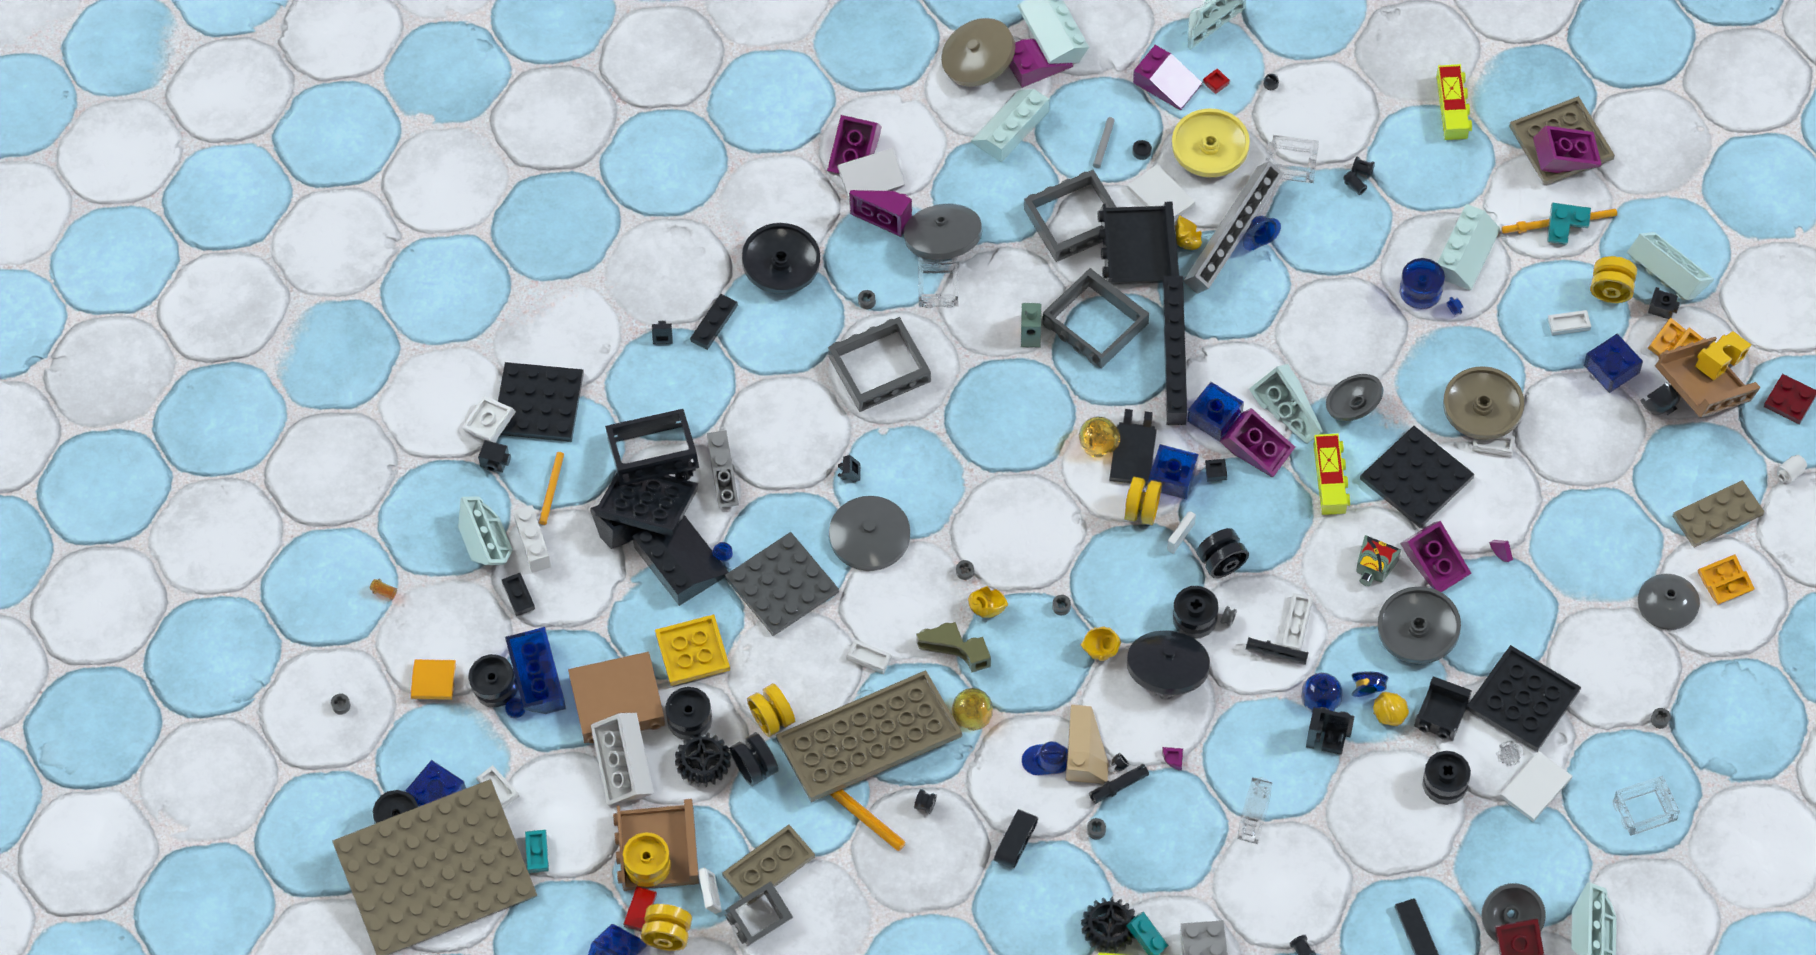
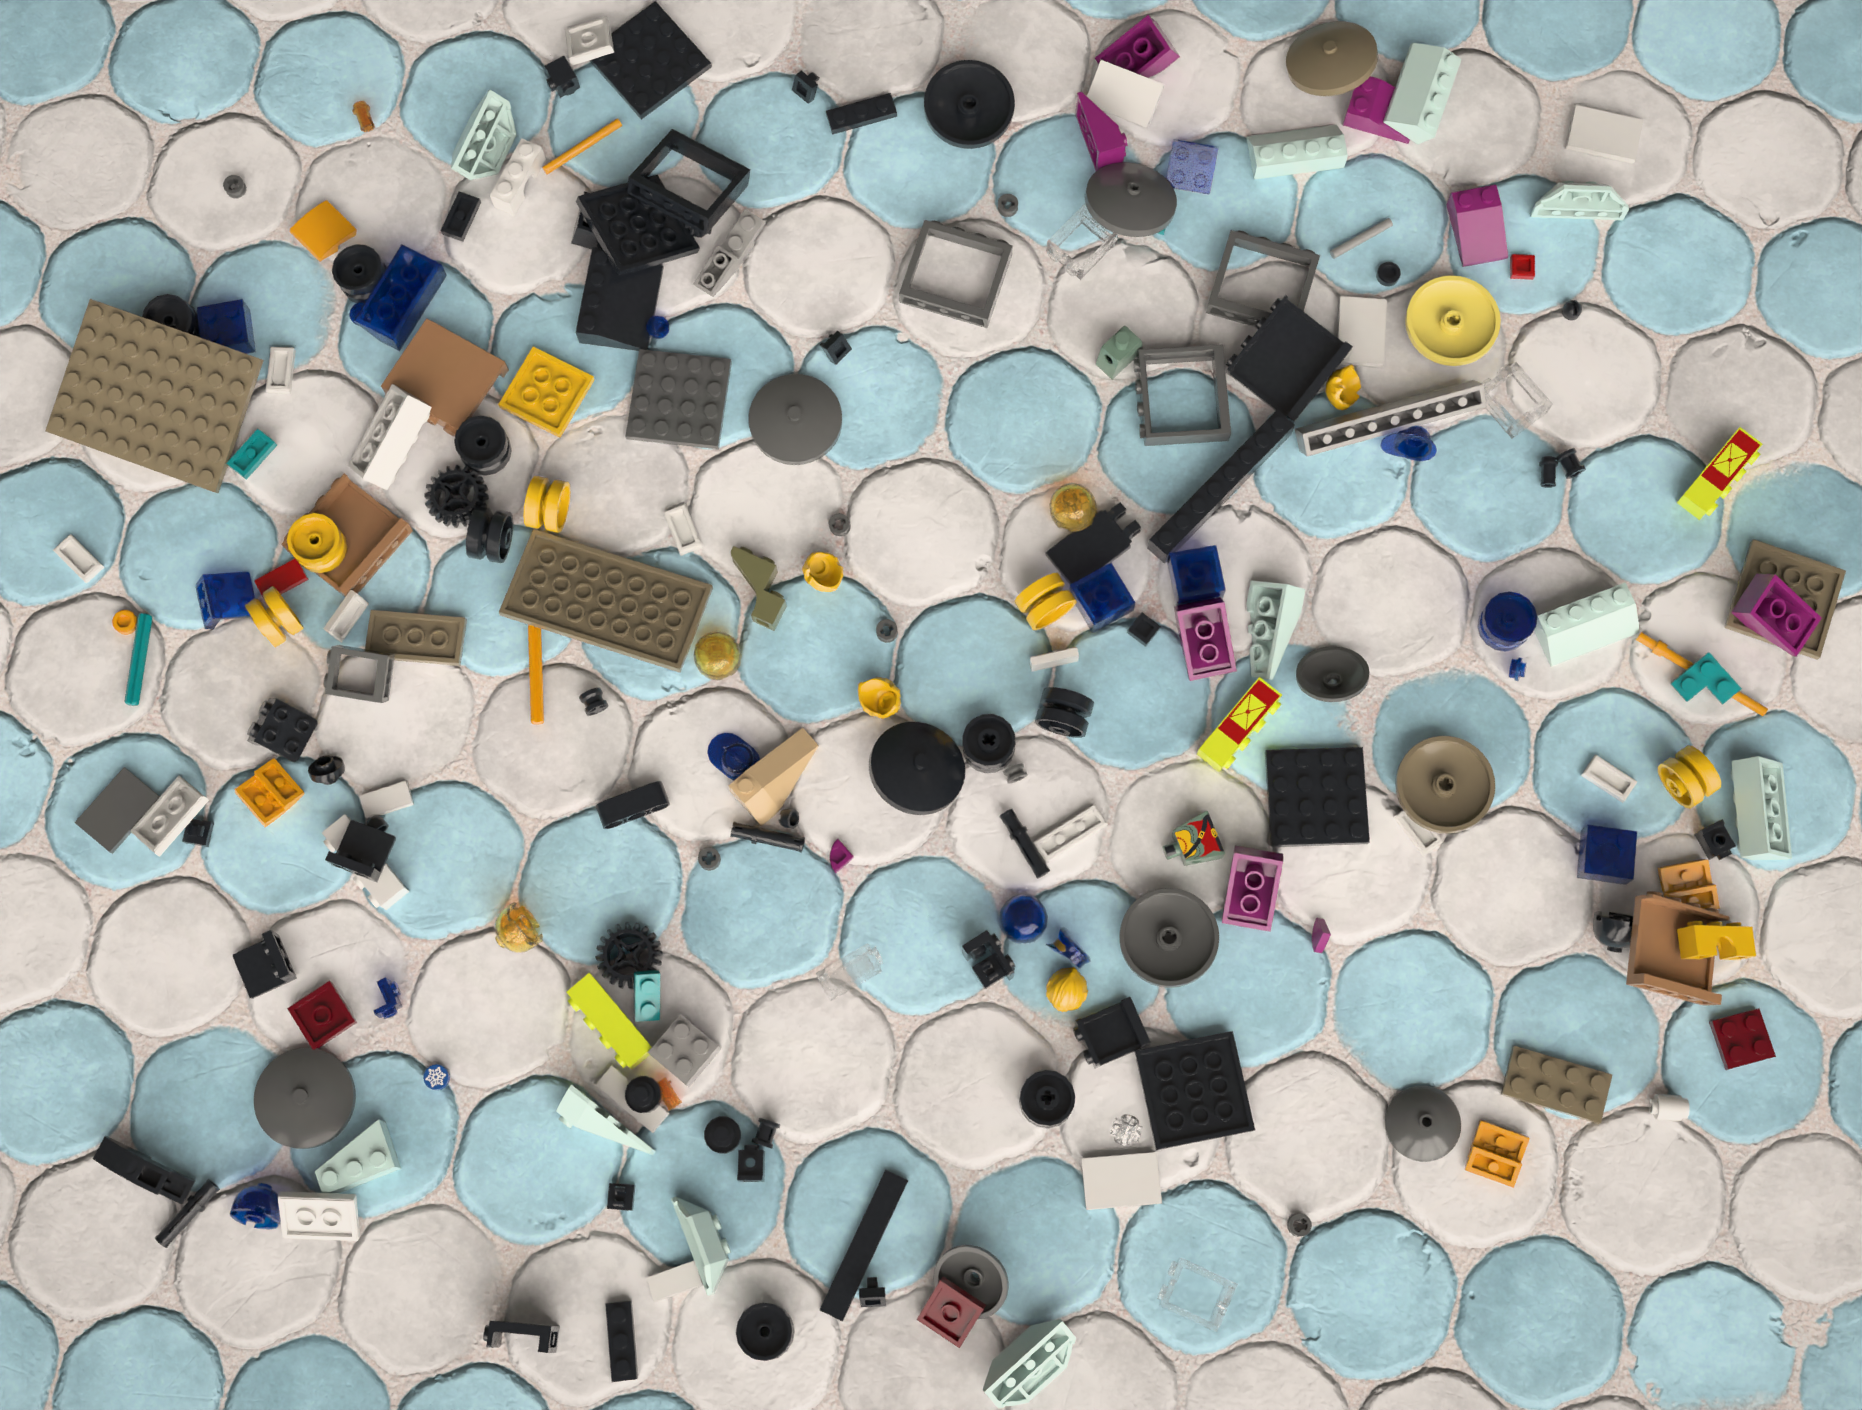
camera: 45 degrees right, 15 degrees up
(958, 182) = (1192, 166): none -> clear blue bracket

